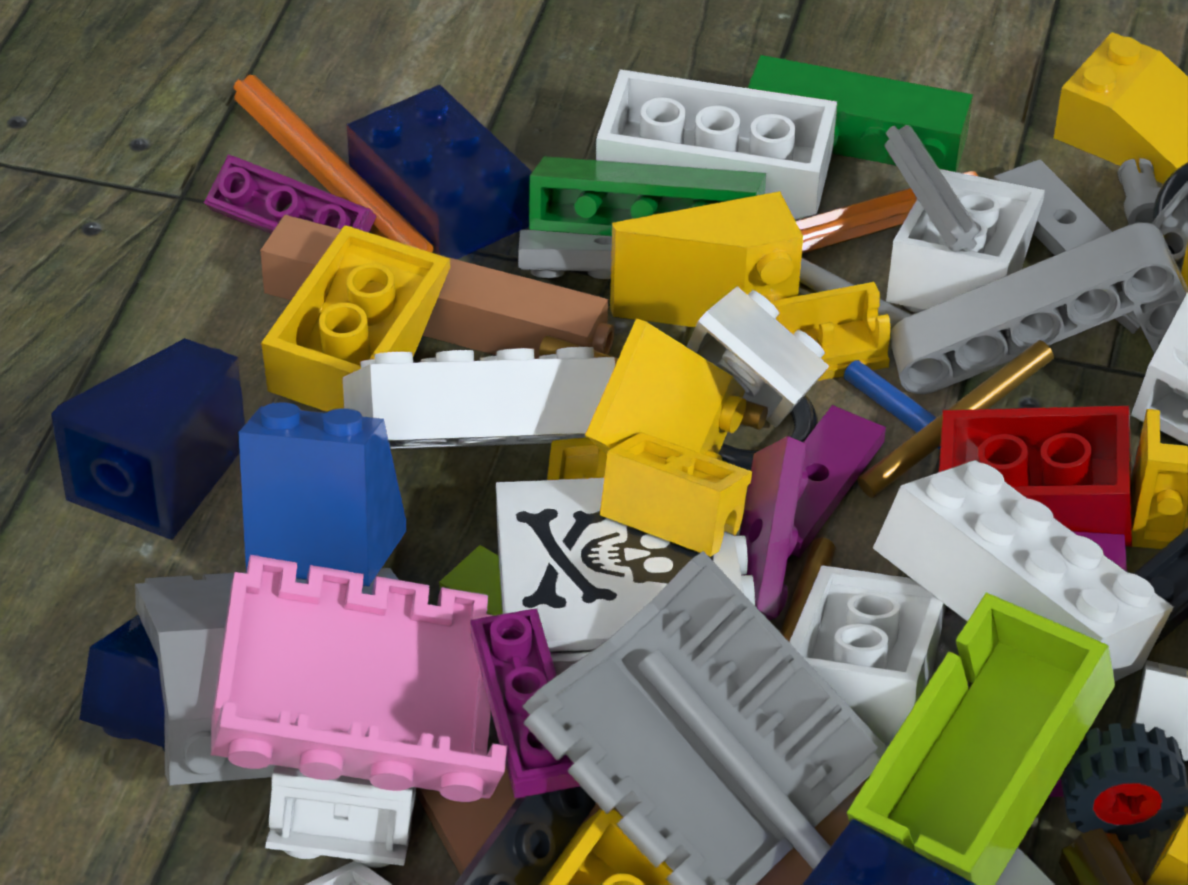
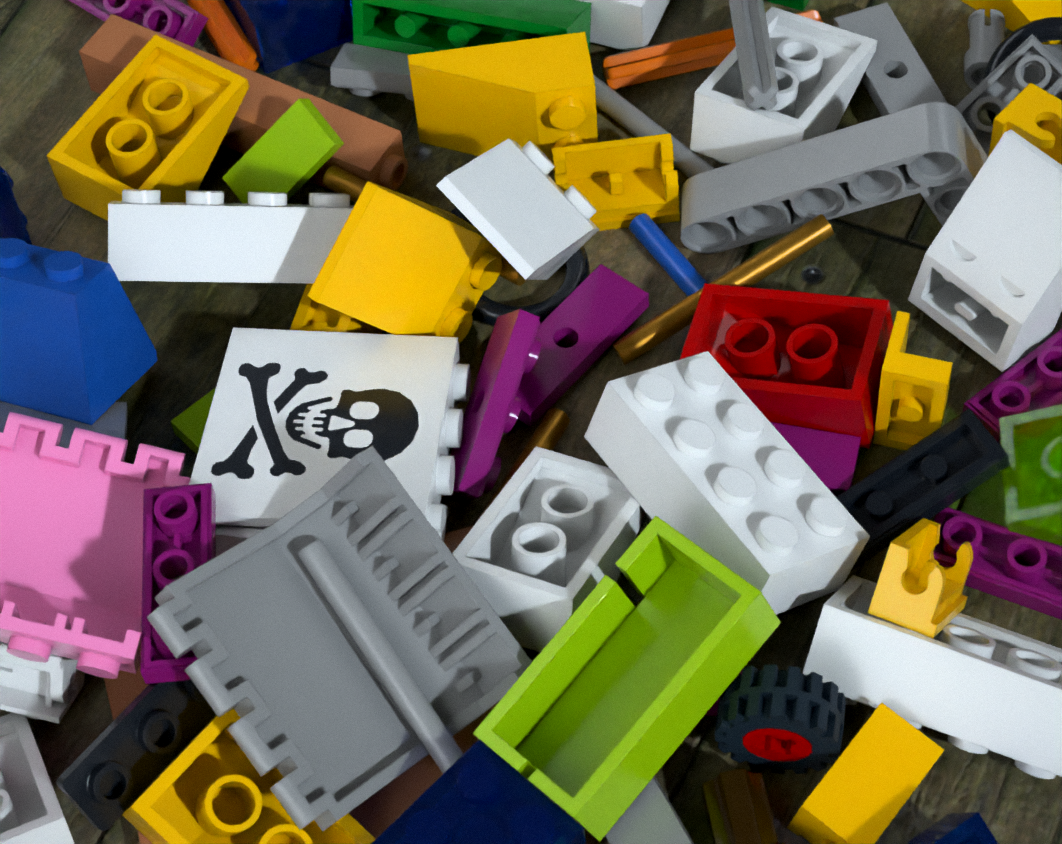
camera: 15 degrees right, 10 degrees up
(504, 320) = (285, 154): none -> lime tile
(673, 492) = (387, 362): yellow hinge -> none

